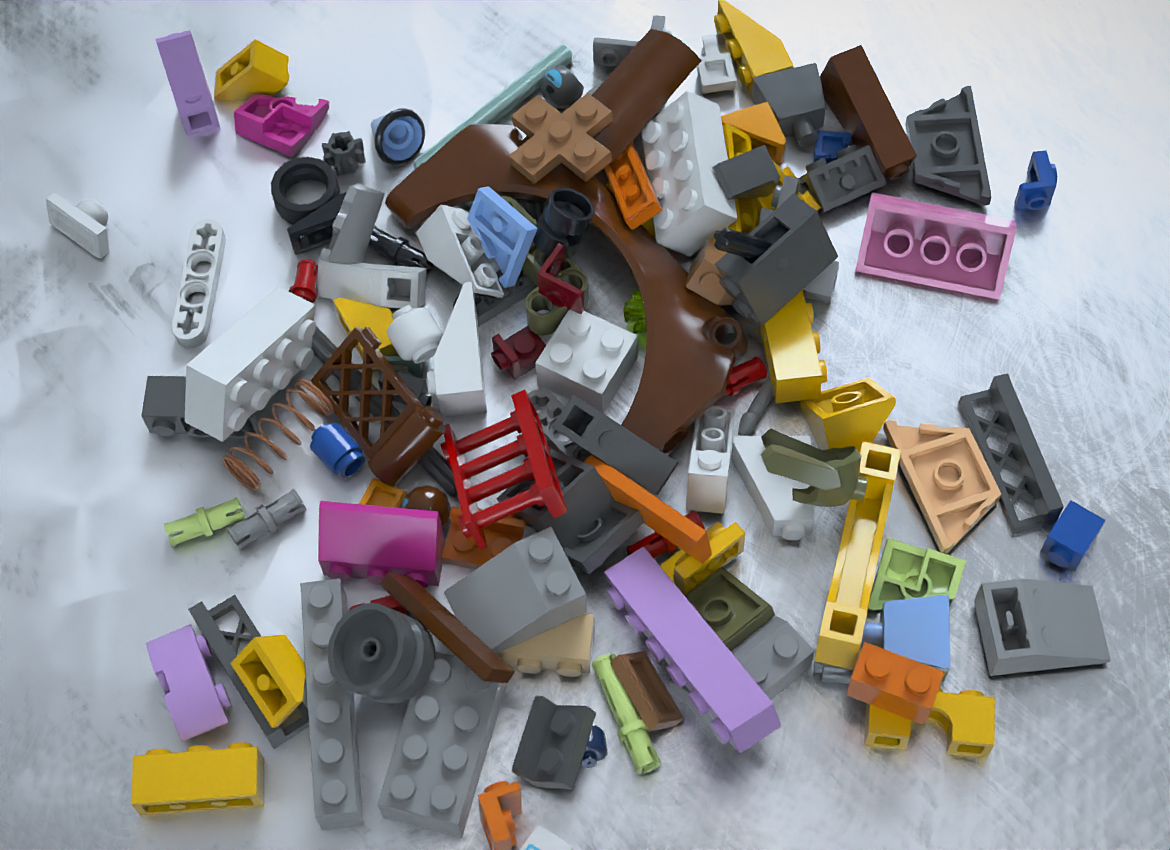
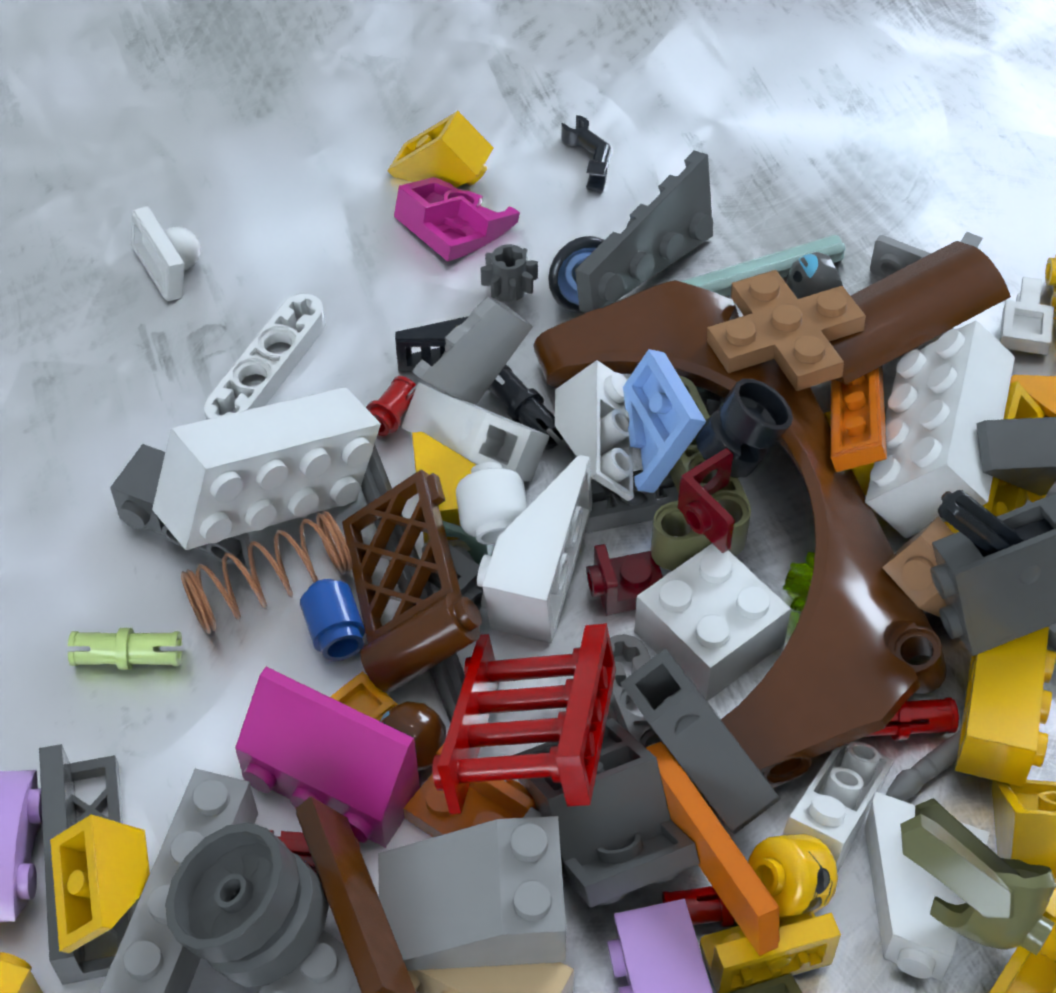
camera: 20 degrees right, 10 degrees down
(188, 82) = (357, 133): lavender slope -> none
(266, 519) = (202, 673): light grey pin -> none
(295, 171) = (439, 276): black tyre -> none
(359, 26) = (601, 149): none -> black arm
(437, 94) = (653, 237): none -> dark grey wing
(705, 504) = (796, 872): none -> yellow head

